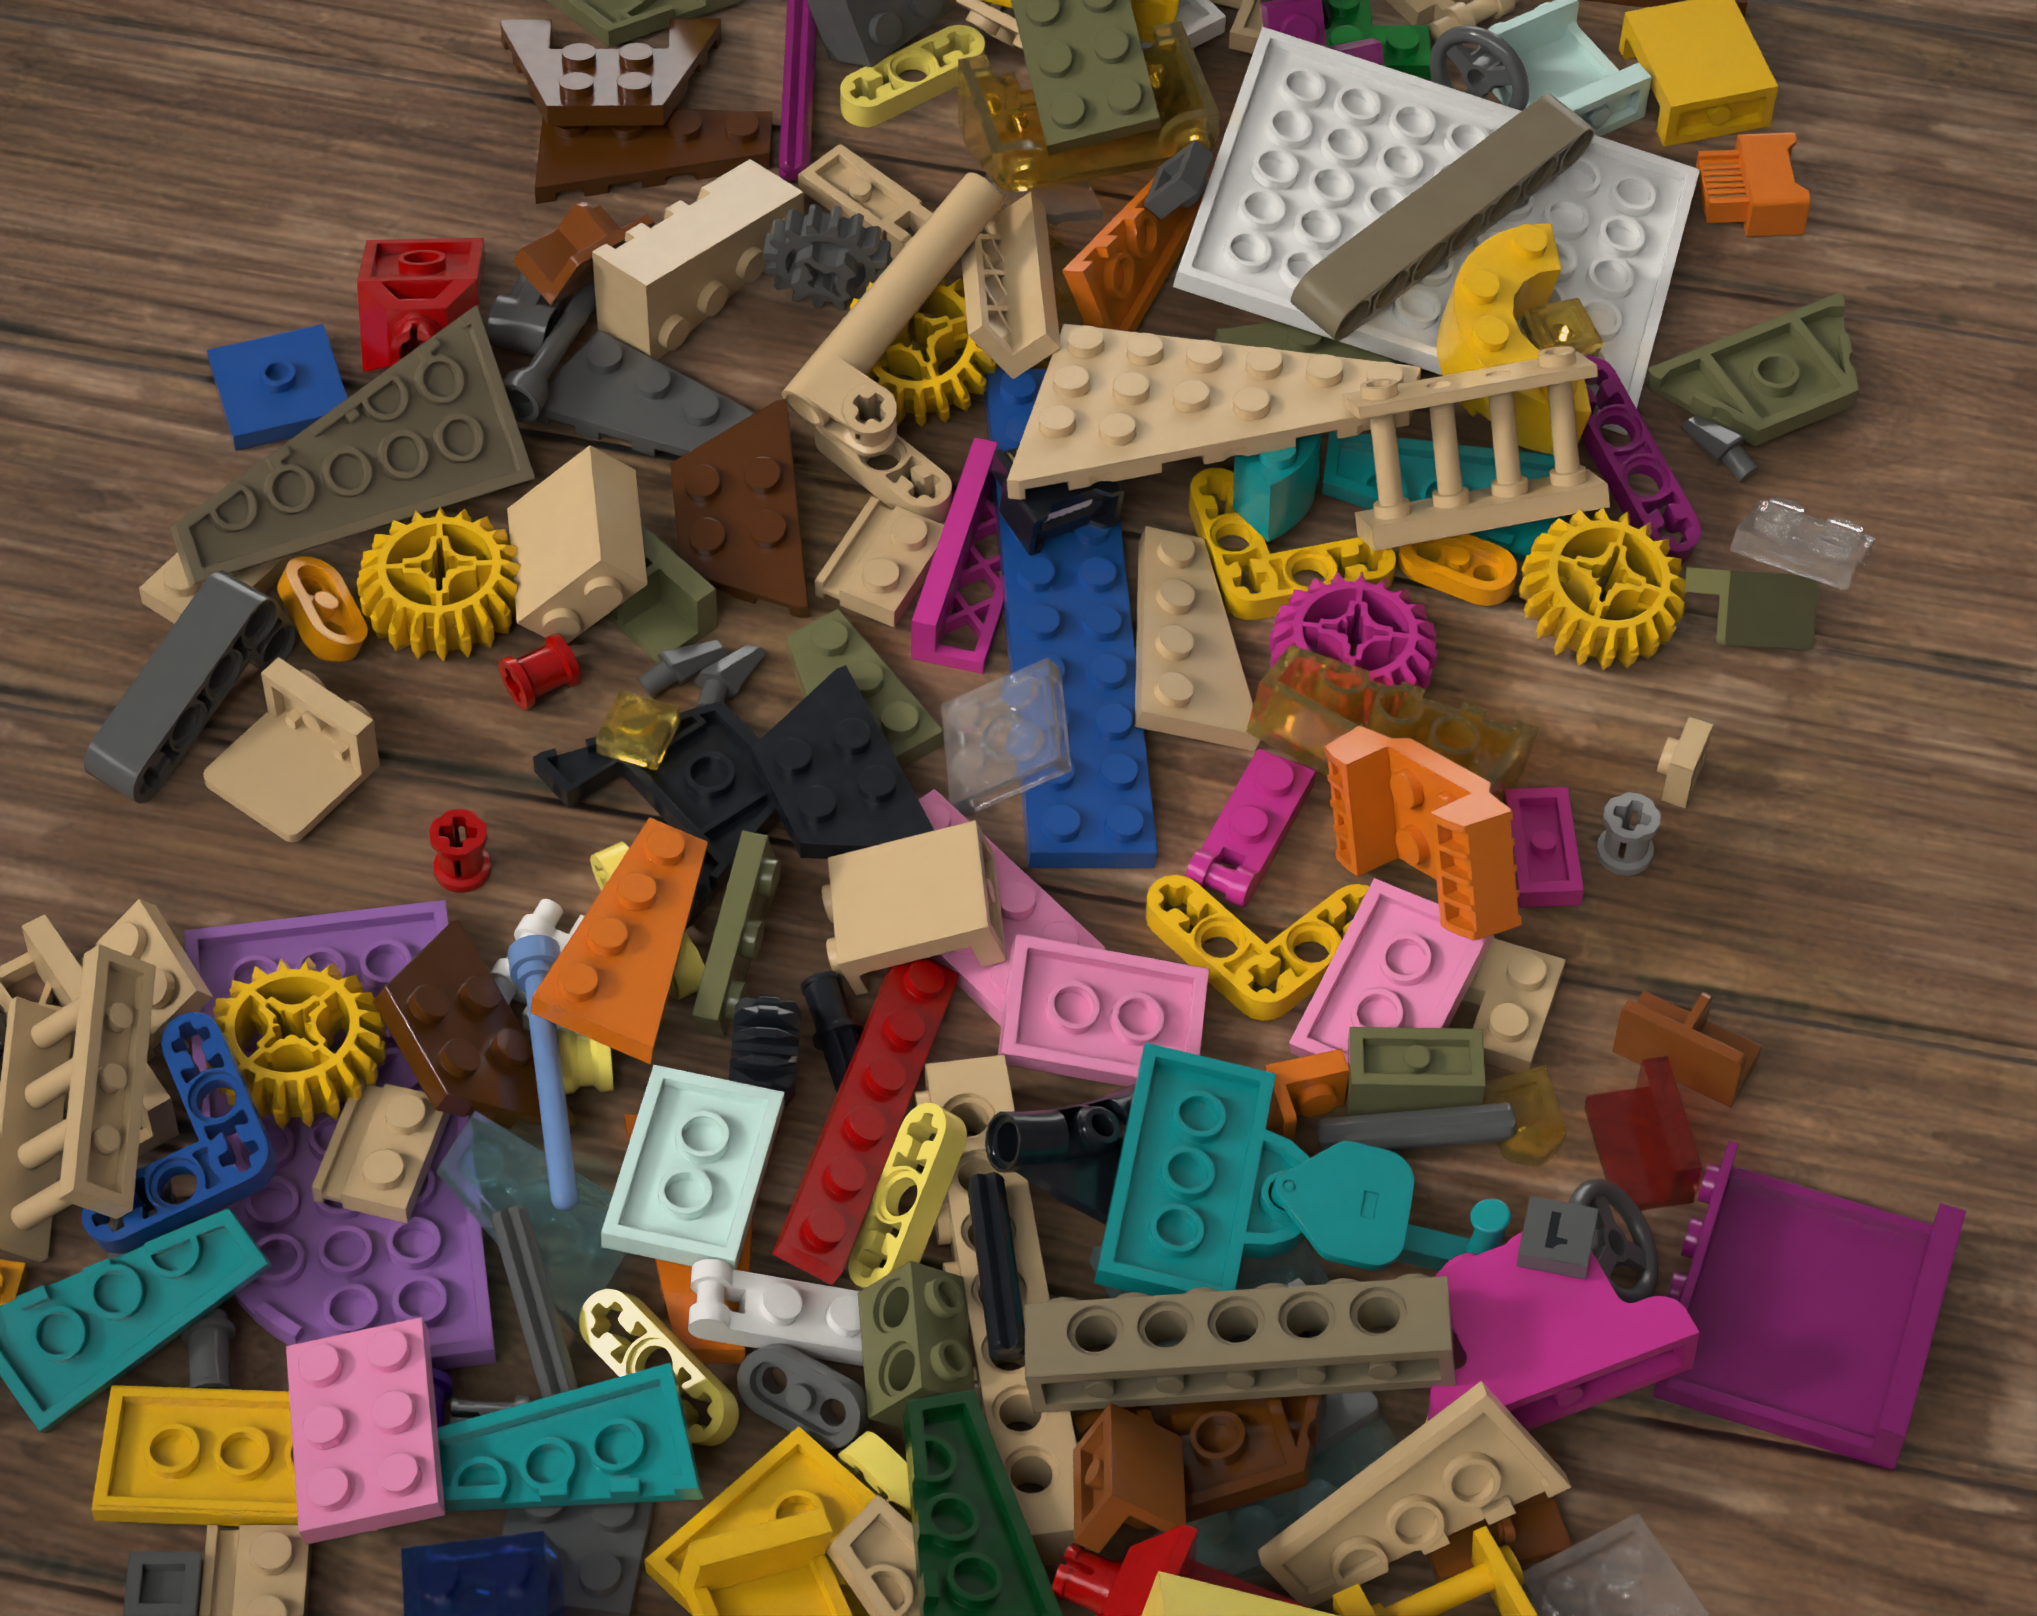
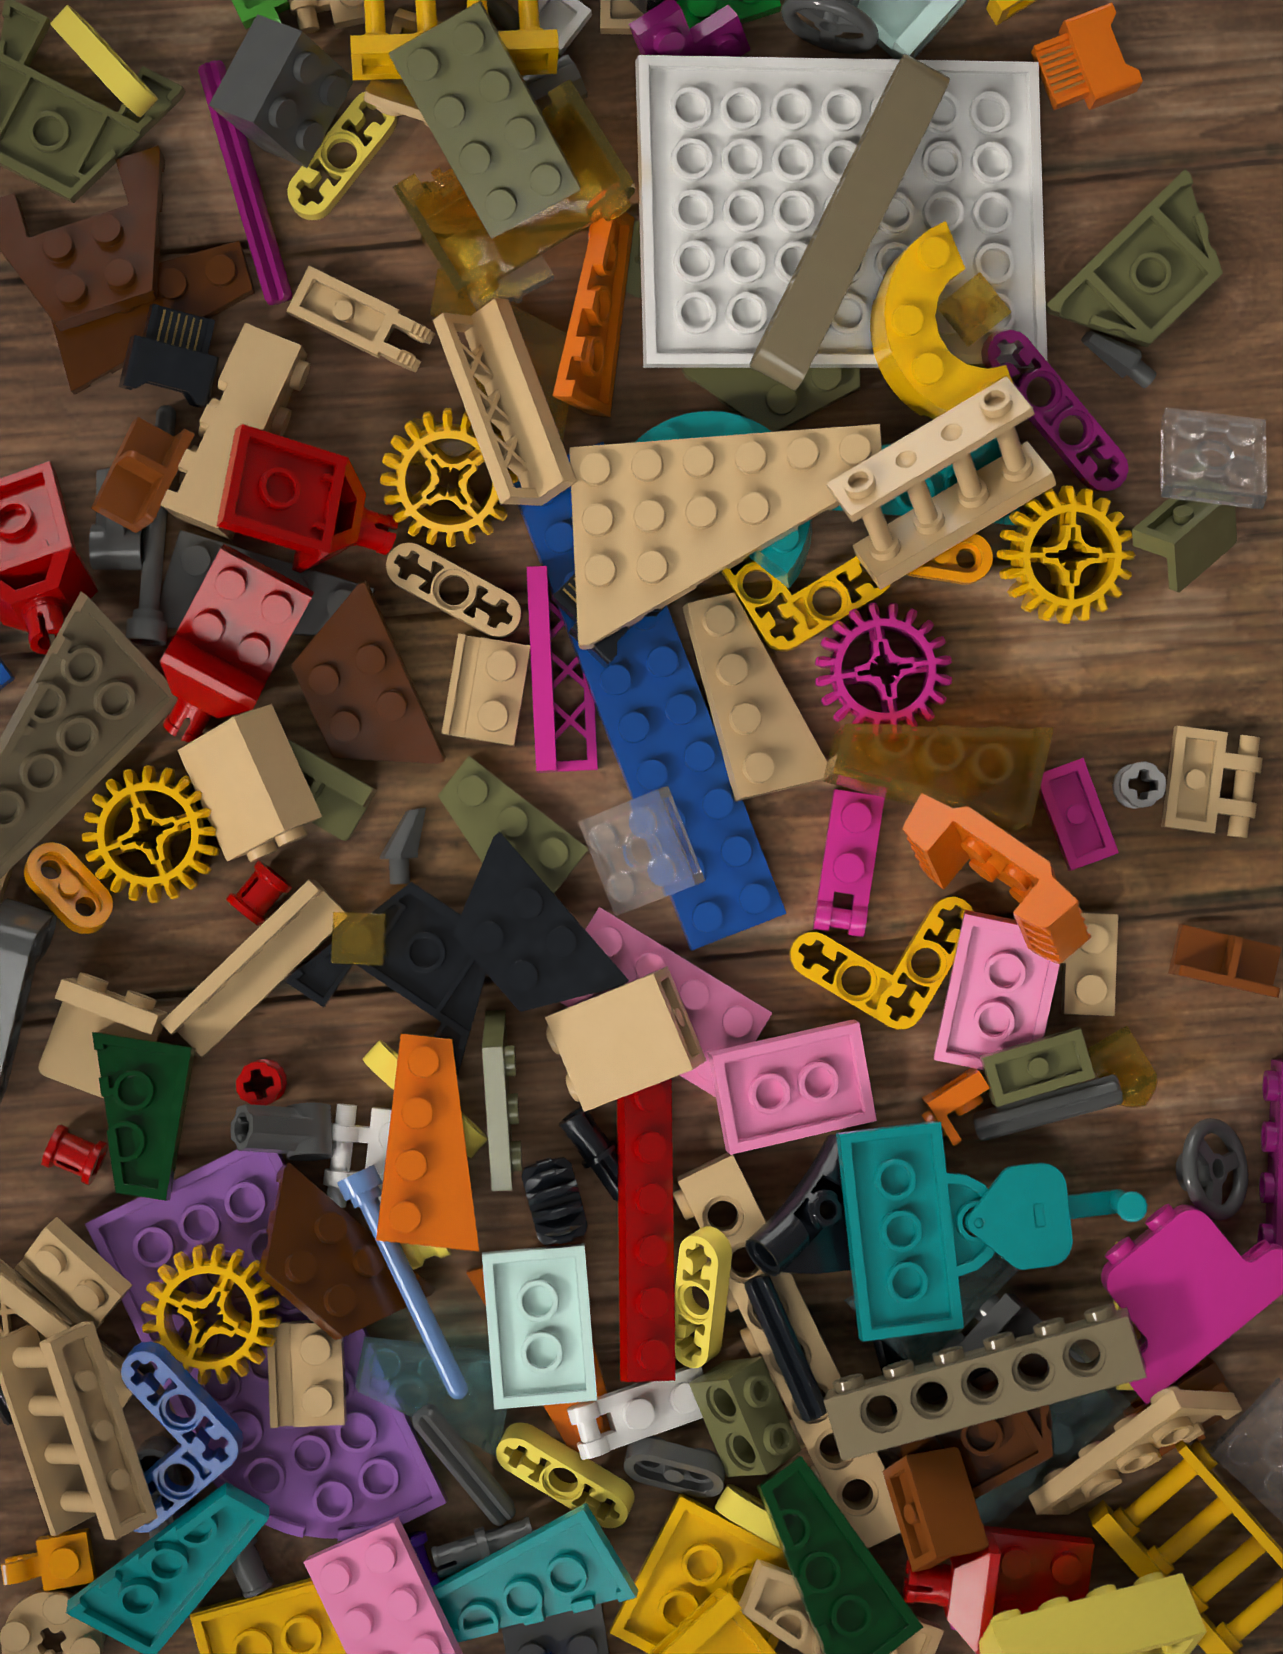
camera: 15 degrees left, 35 degrees up
(205, 865) = (74, 1154): none -> red bush
(311, 831) = (145, 1110): none -> dark green wing
(483, 900) = (295, 1130): none -> dark grey piece
(501, 745) = (255, 968): none -> tan fence
(630, 405) = (229, 640): none -> red plate
(653, 171) = (172, 355): none -> black piece
(680, 666) = (366, 845): dark grey bar -> none
(746, 295) = (298, 499): none -> red plate
(826, 256) = (346, 414): dark grey gear -> none
(833, 383) = (396, 559): tan axle -> none
(1179, 180) = (618, 258): dark grey plate -> none
(1557, 1237) = (1190, 1229): dark grey tile -> none
(1646, 1139) = (1212, 1057): clear red panel -> none
(1684, 760) = (1166, 700): tan plate -> none
(1698, 852) = (1196, 781): none -> tan plate

